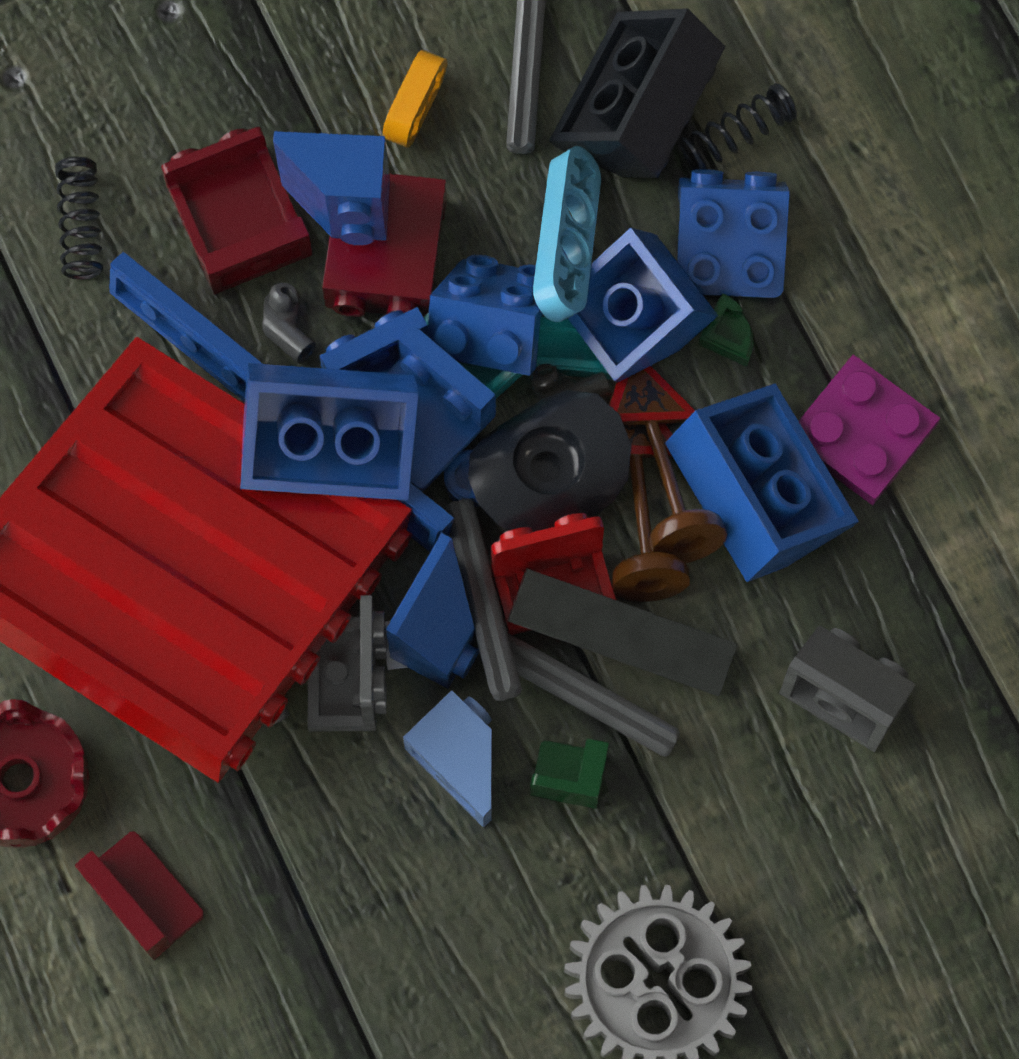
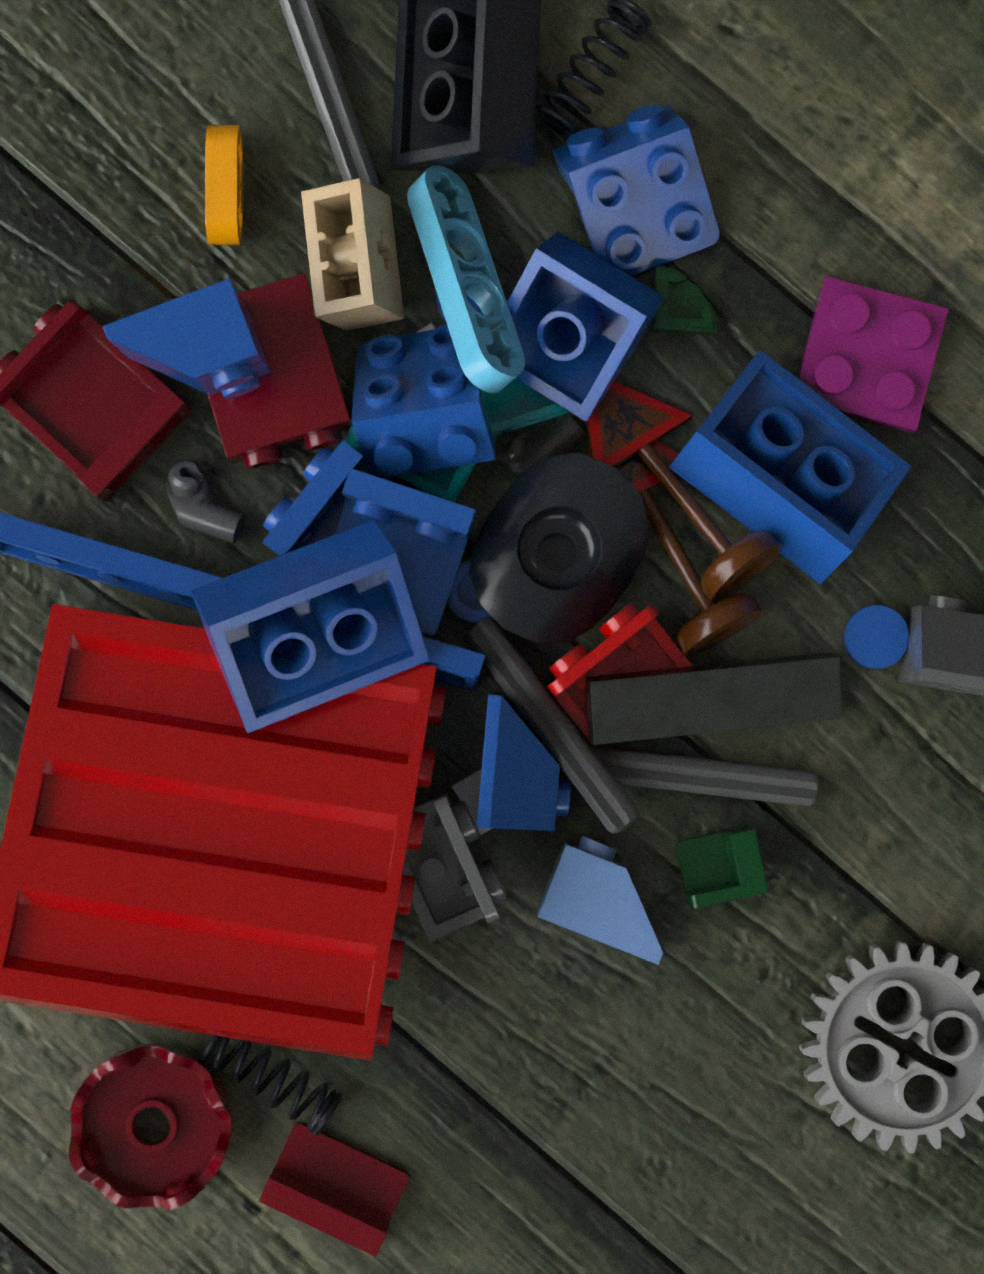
camera: 20 degrees left, 15 degrees up
(156, 826) = (325, 1105): none -> black piece
(488, 184) = (352, 255): none -> tan brick
(773, 646) = (875, 637): none -> blue tile

